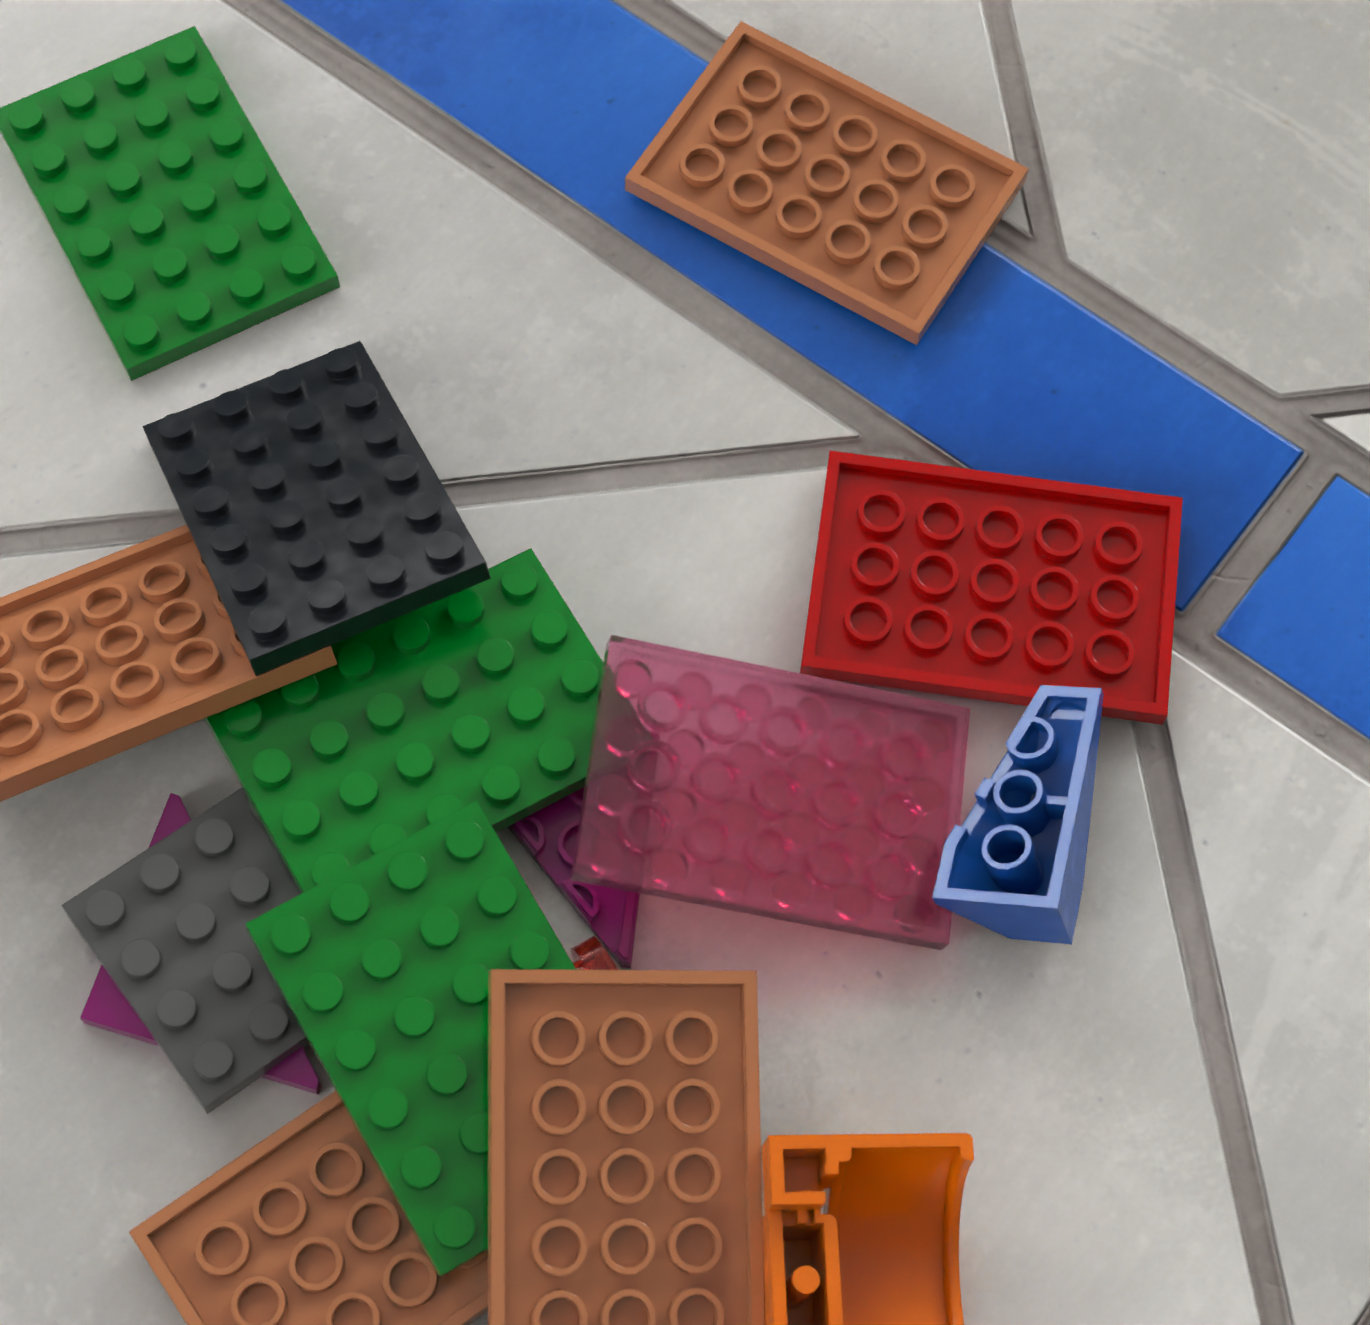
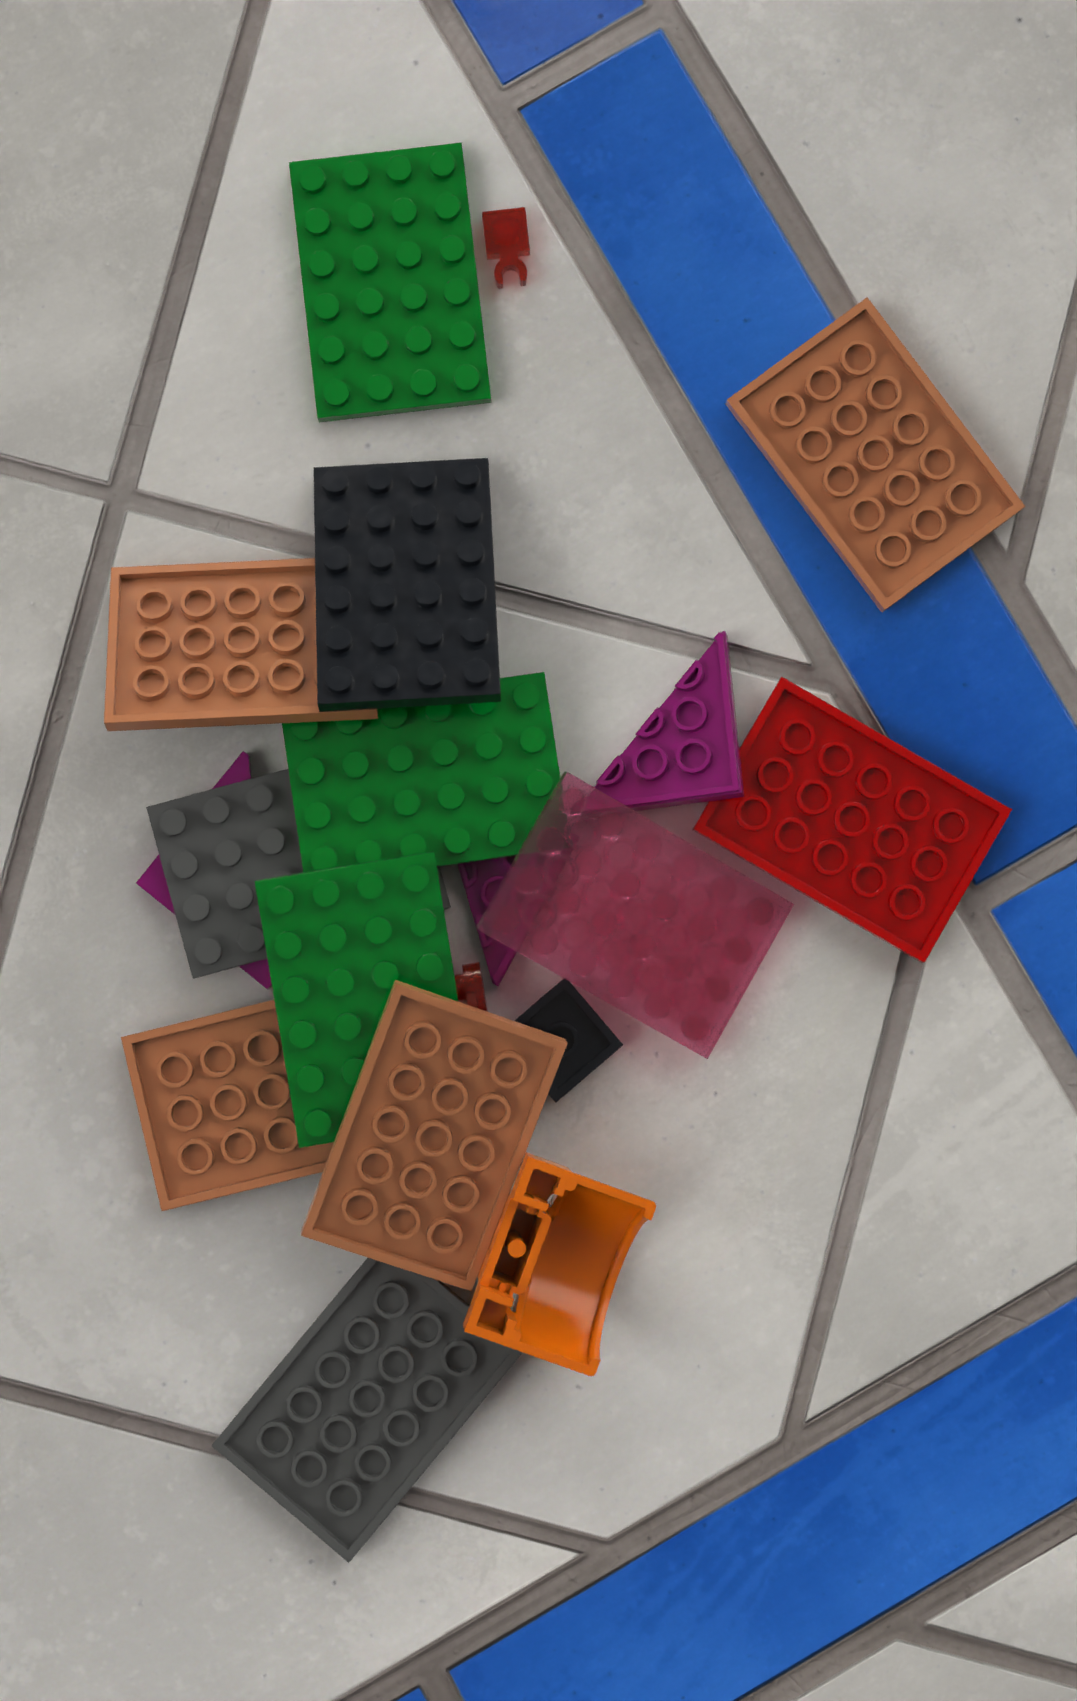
camera: 25 degrees right, 20 degrees up
(292, 110) = (507, 240): none -> clear red plate
(750, 568) = (687, 745): none -> magenta tile
(785, 983) = (589, 1039): none -> black plate
(1026, 837) = (792, 1006): blue wedge -> none

